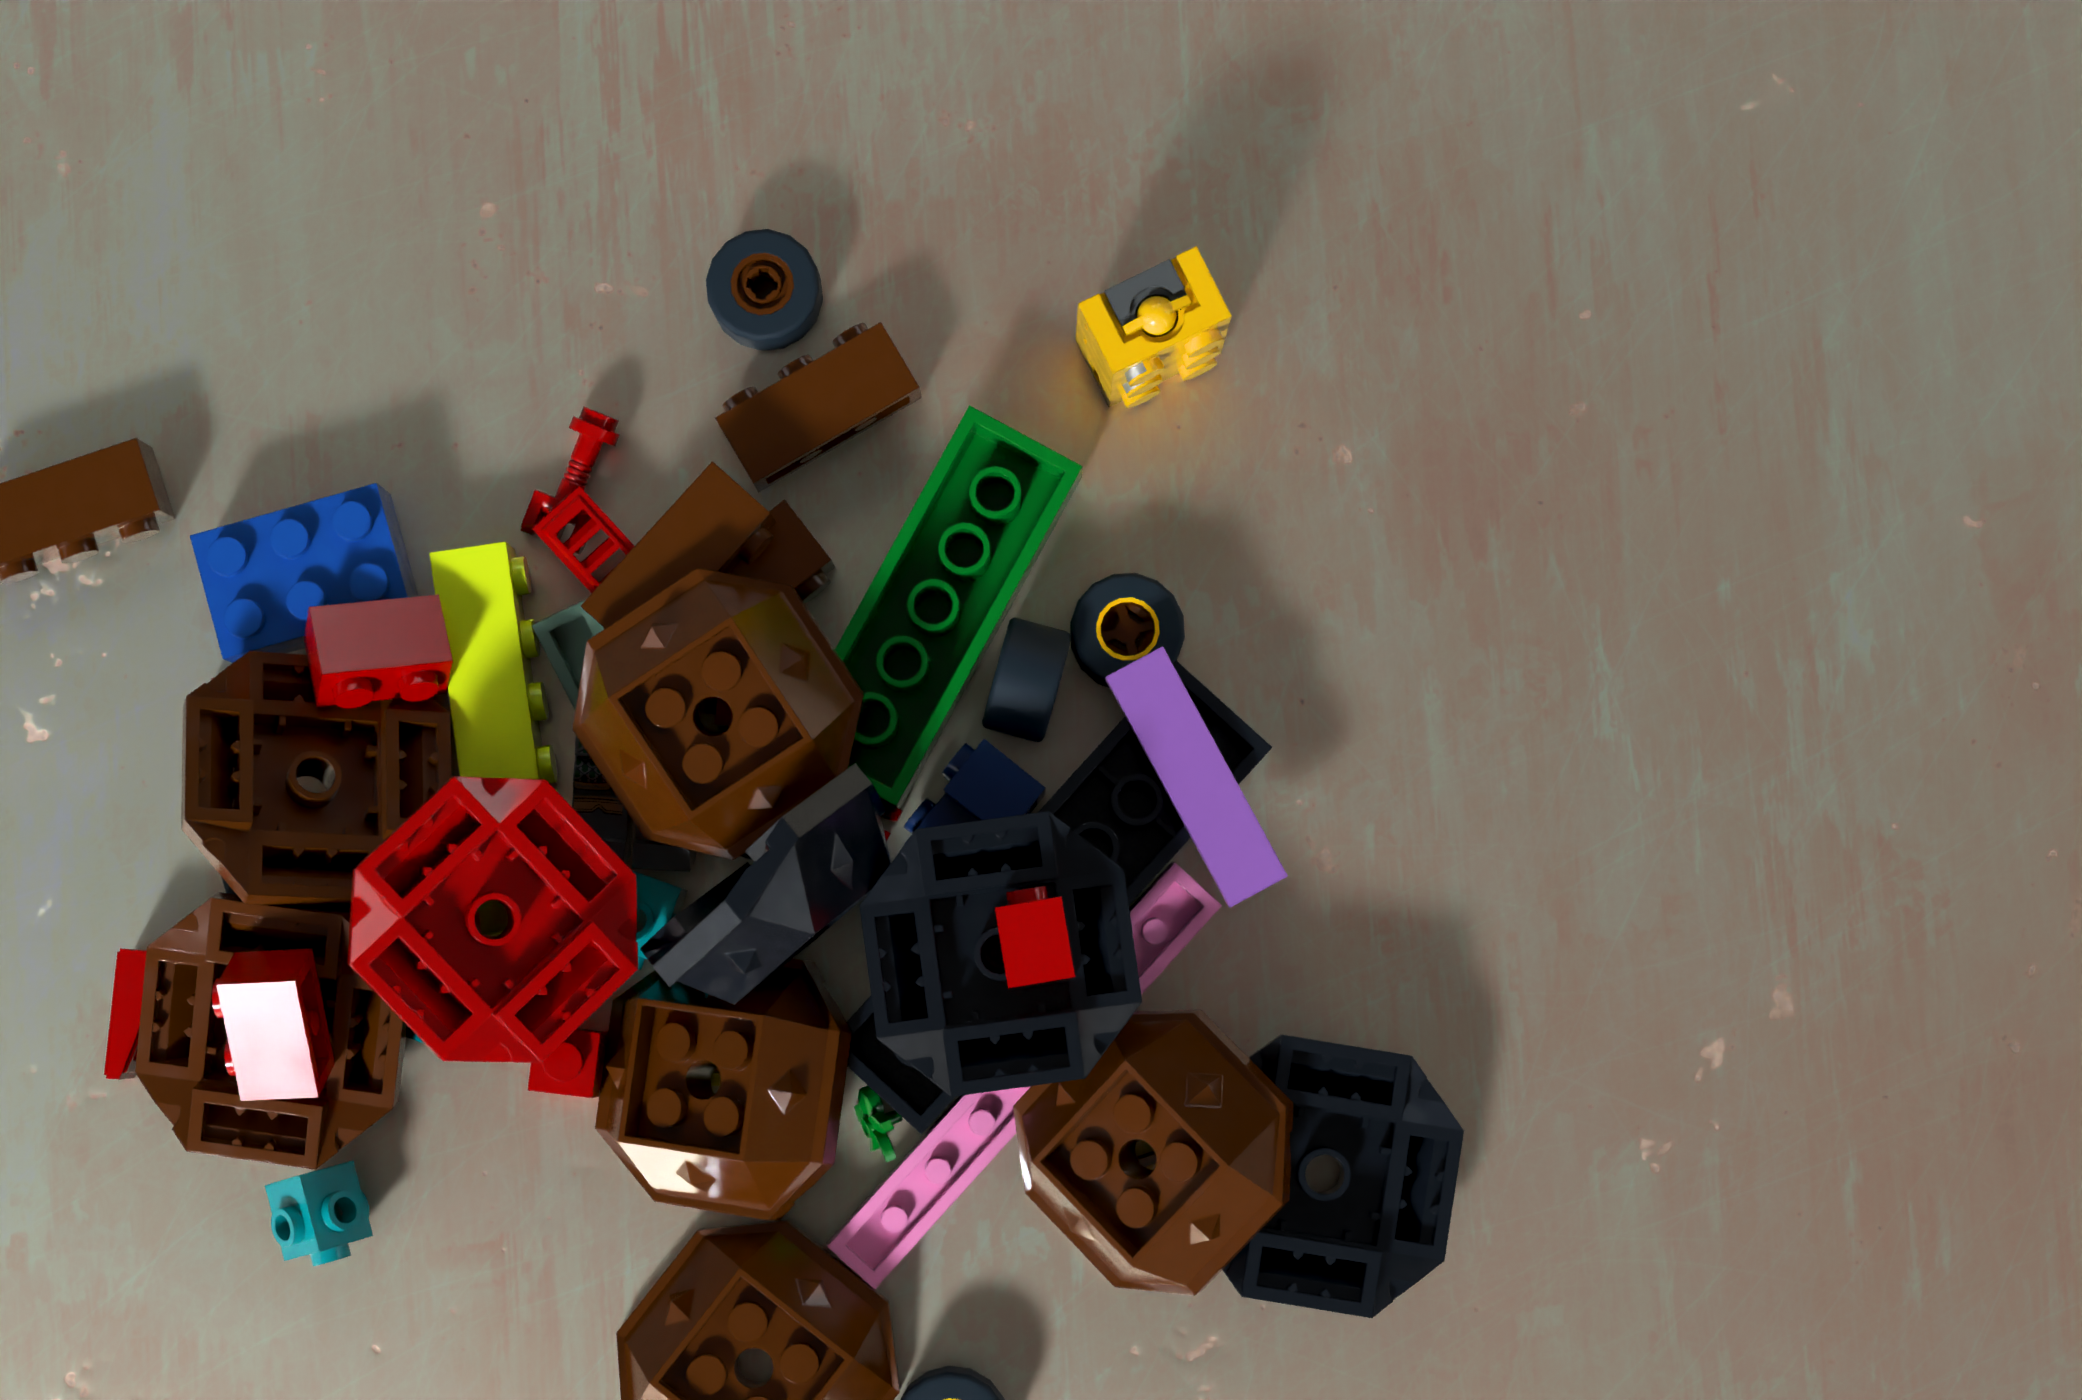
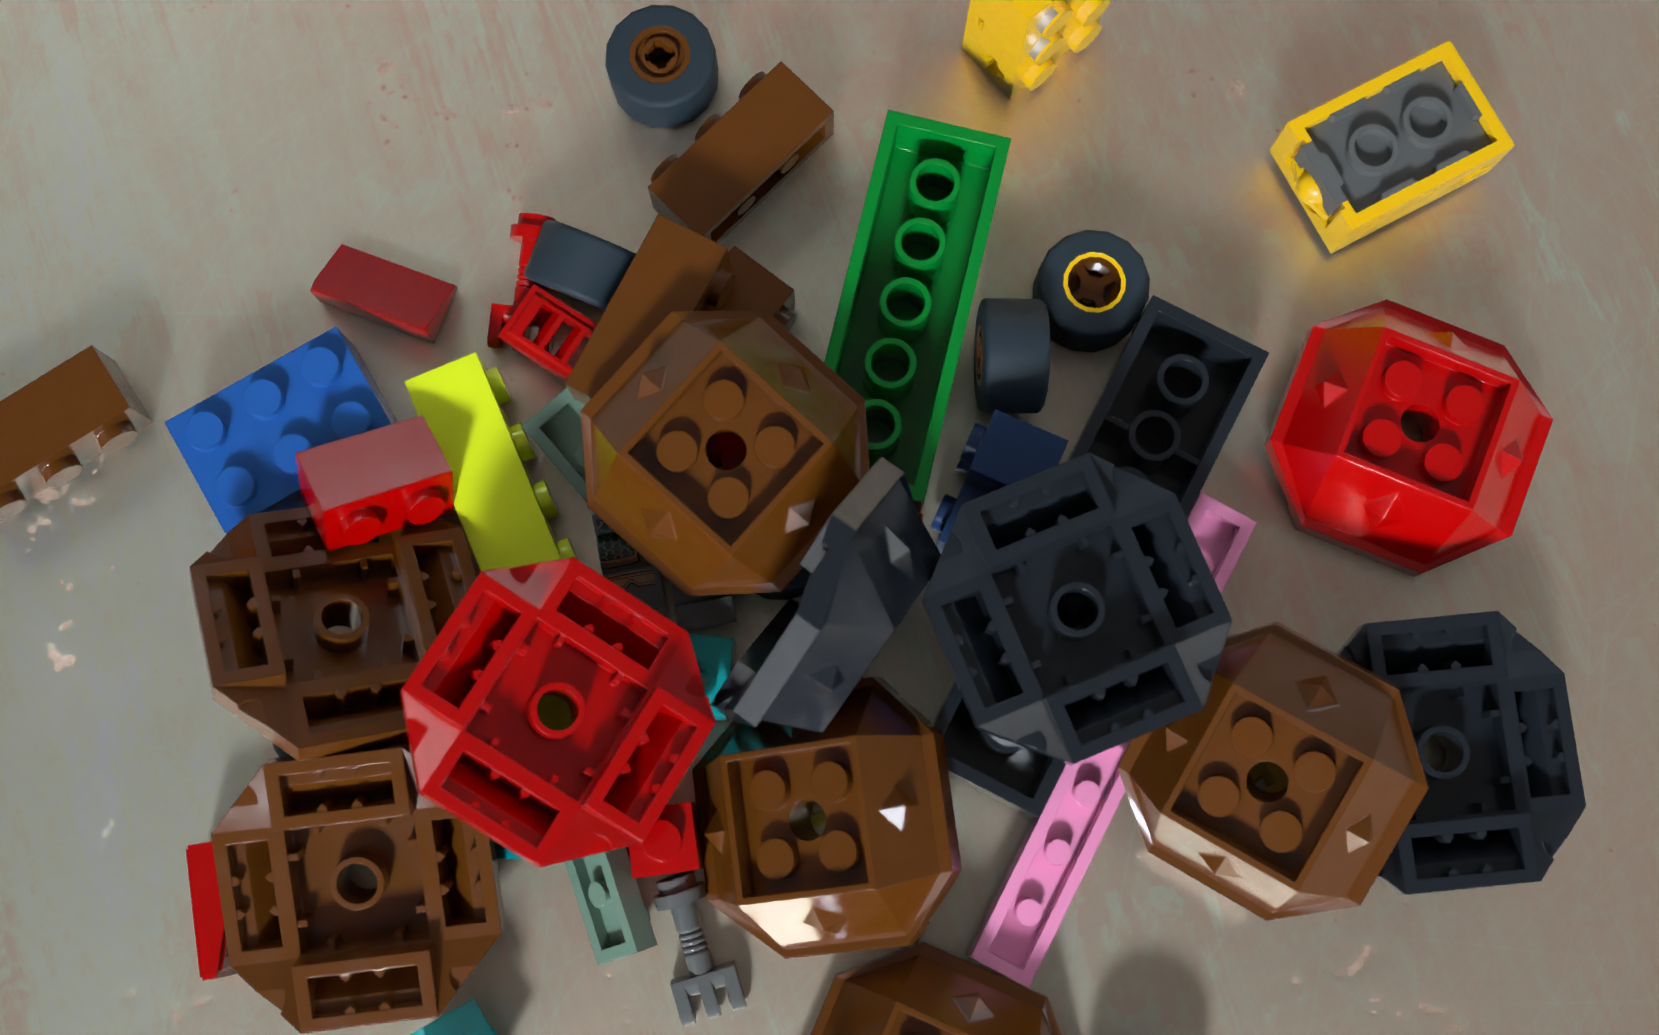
camera: 15 degrees left, 5 degrees down
(274, 1024) = (358, 877): brick -> none
(433, 448) = (384, 292): none -> red slope
(503, 1111) = (611, 905): none -> sand green plate
(570, 1116) = (680, 895): none -> dark grey hinge
(629, 479) = (577, 264): none -> black wheel
(876, 1123) = (983, 820): green plant -> none
(1034, 938) = (1113, 581): red brick -> none
(1196, 777) = (1208, 397): medium lavender tile -> none
(1386, 926) = (1368, 484): none -> red piece
(1464, 565) = (1390, 146): none -> piece

